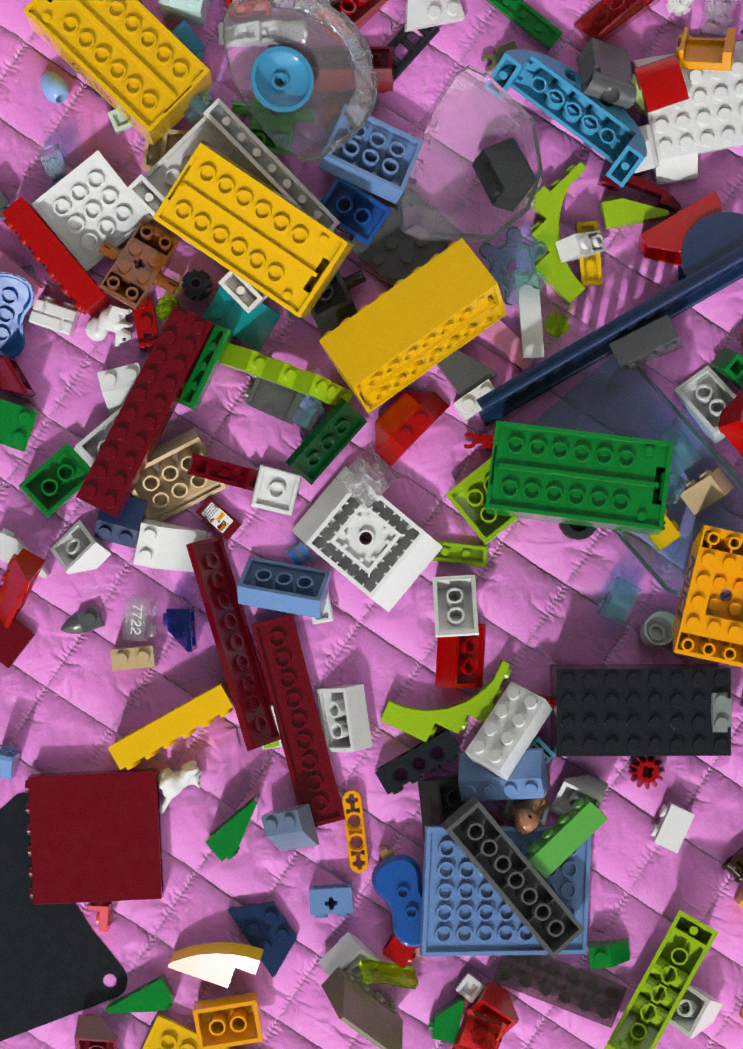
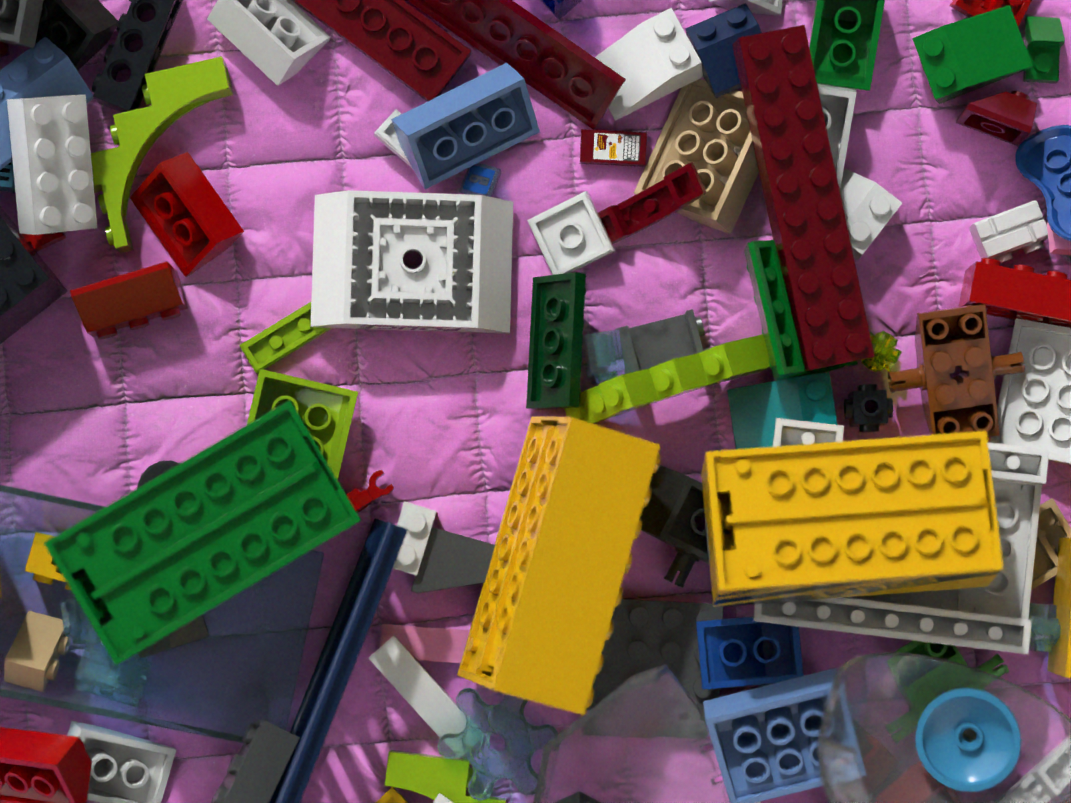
camera: 145 degrees right, 5 degrees down
(110, 319) = (938, 283): white animal -> none
(146, 324) = (892, 313): red plate -> none
(367, 478) = (468, 334): clear plate -> none
(405, 422) = (475, 445): red wedge -> none
(455, 606) = (236, 262): white slope -> none
(523, 631) = (130, 300): none -> red slope
(557, 324) = (385, 713): clear neon green gear -> none
(618, 601) = (42, 432): clear light blue brick -> none

